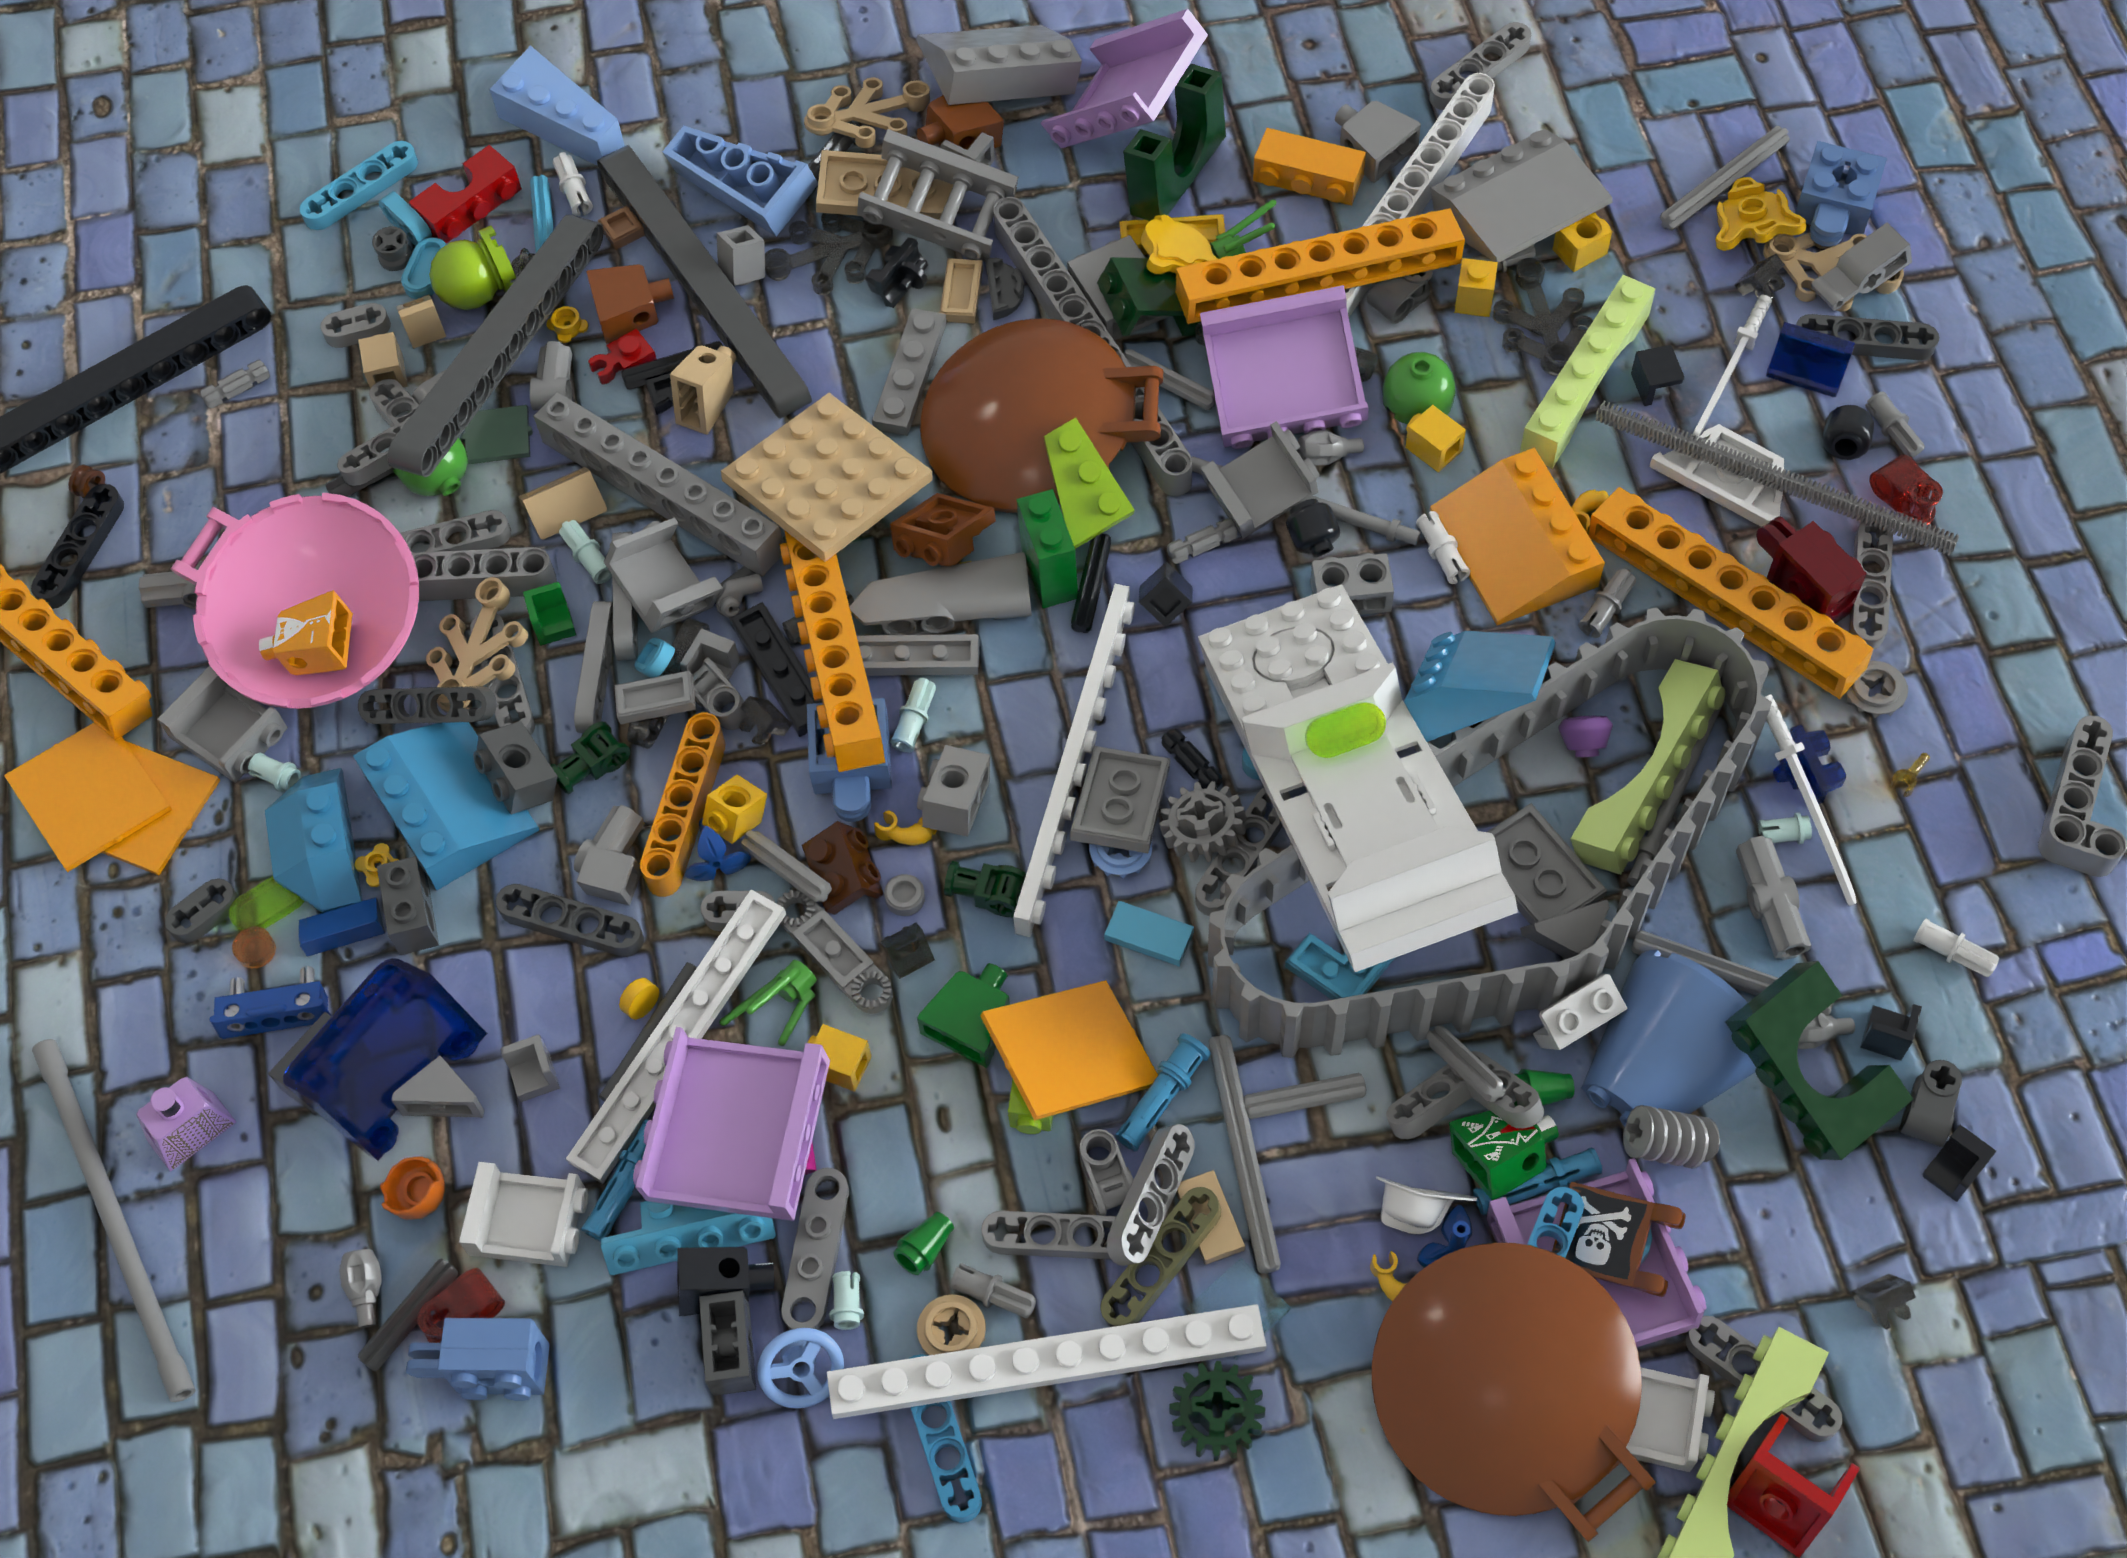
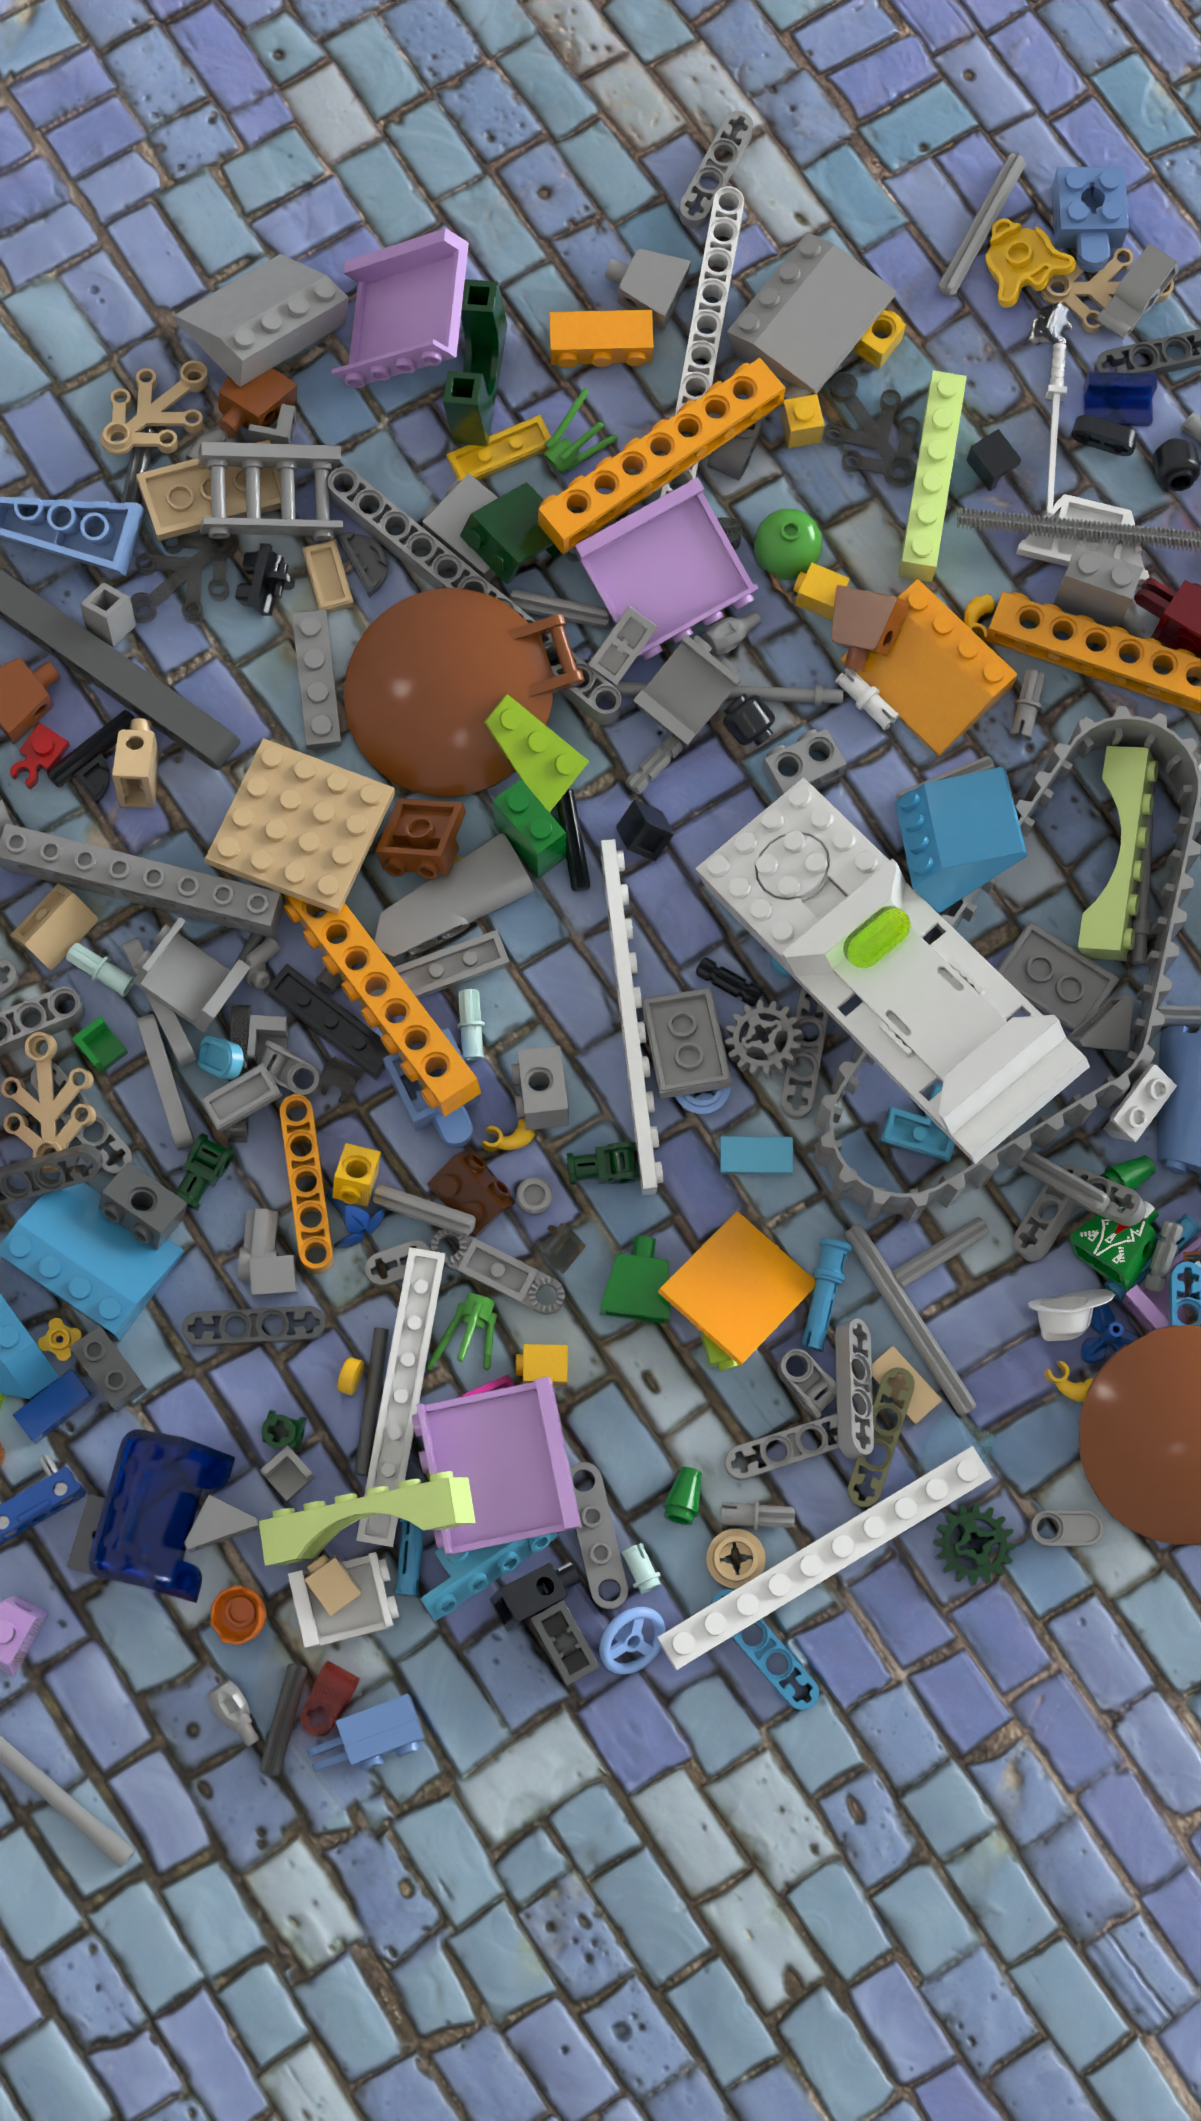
camera: 30 degrees left, 15 degrees up
(514, 1128) = (304, 1534): none -> yellowish green arch
(518, 1189) = (331, 1583): none -> tan brick
(536, 1017) = (283, 1431): none -> dark green connector
(1173, 245) = (520, 474): yellow tile -> none
(1211, 416) = (622, 645): none -> light grey hinge
(1340, 1437) = (1074, 1528): none -> light grey piece
(1465, 470) = (866, 623): none -> dark orange torso
(1547, 1178) = (1163, 1256): none -> light grey axle
(1585, 734) = (1053, 840): medium lavender cone -> none
(1721, 505) = (1097, 586): none -> light grey brick
(1782, 387) = (1104, 435): none -> black beam

